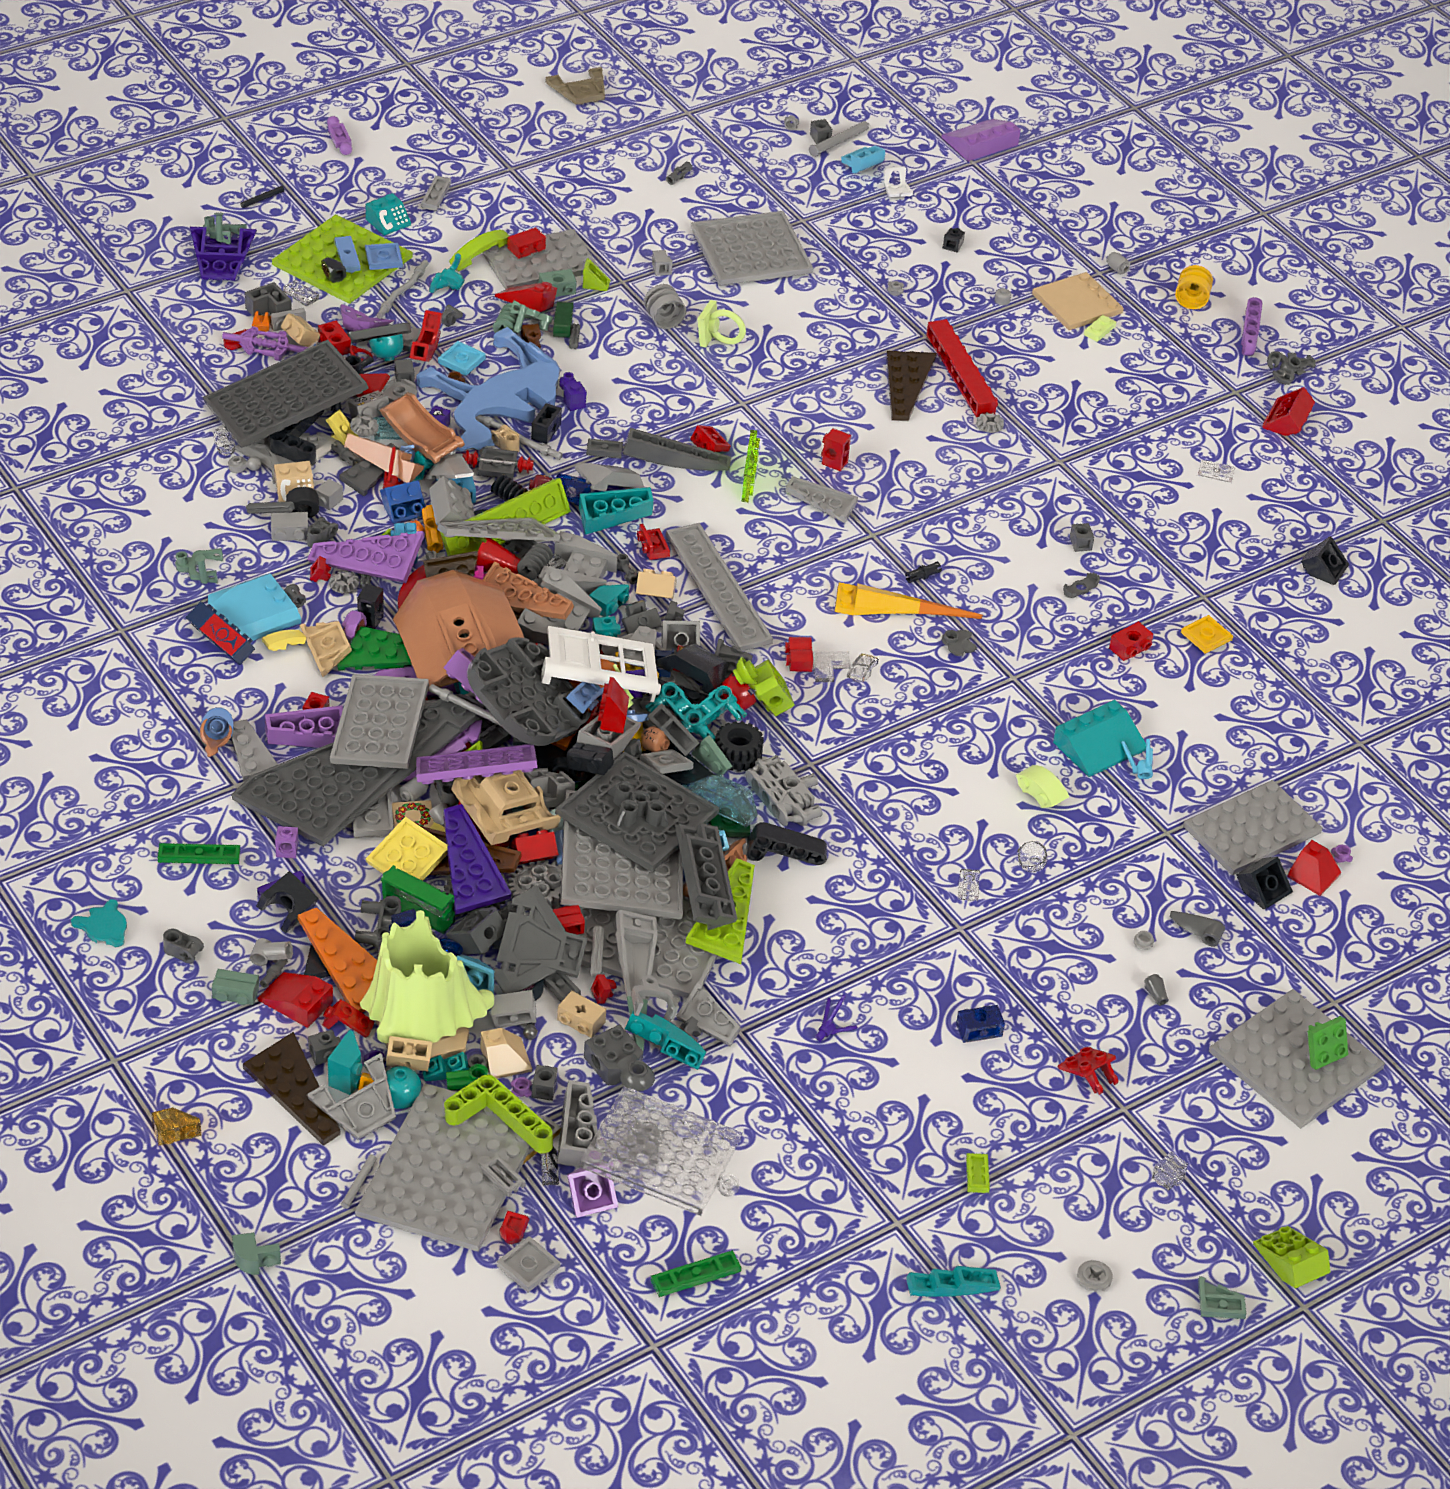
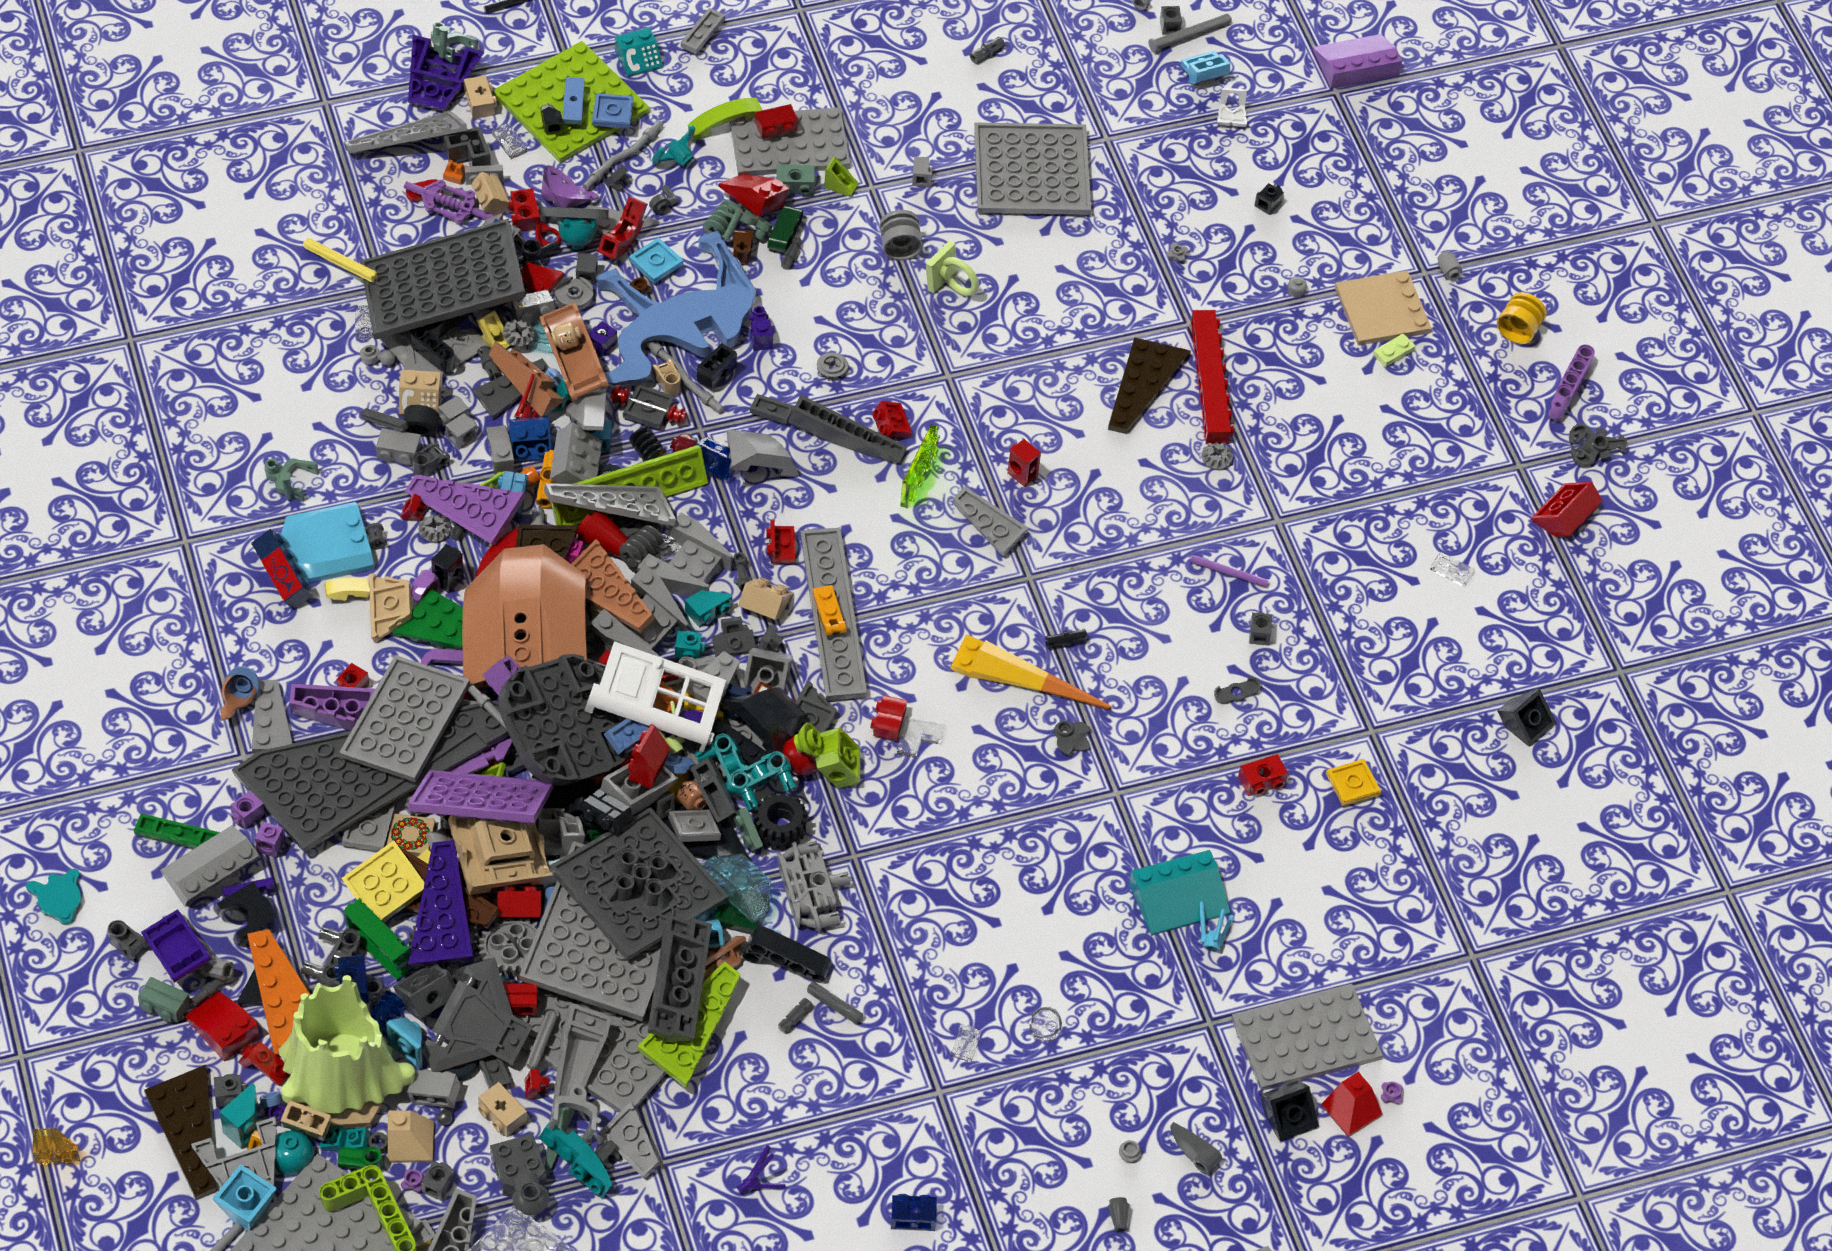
camera: 15 degrees right, 10 degrees up
(184, 397) = (340, 260): none -> light yellow axle
(216, 296) = (411, 132): none -> light grey wing
(233, 940) = (176, 945): none -> dark purple slope
(239, 871) = (209, 864): none -> light grey slope
(257, 823) = (247, 802): none -> medium lavender brick
(262, 265) = (479, 97): none -> tan brick
(340, 506) = (461, 430): none -> light grey brick
(367, 1046) = (270, 1099): none -> medium blue tile
(374, 1128) = (245, 1197): none -> medium azure slope
(380, 513) = (500, 449): none -> light grey slope
(406, 305) = (619, 175): none -> dark grey tile
(410, 418) = (566, 336): none -> tan head
(614, 508) = (752, 491): teal wedge -> none
(649, 409) = (827, 360): none -> light grey gear
(716, 583) = (829, 610): none -> light orange plate
(811, 892) = (795, 1015): none -> dark grey axle
(842, 876) = (835, 1002): none -> dark grey axle
(862, 667) = (951, 747): clear slope -> none
(1036, 502) = (1229, 571): none -> medium lavender bar
(1042, 786) = (1090, 939): yellowish green brick -> none

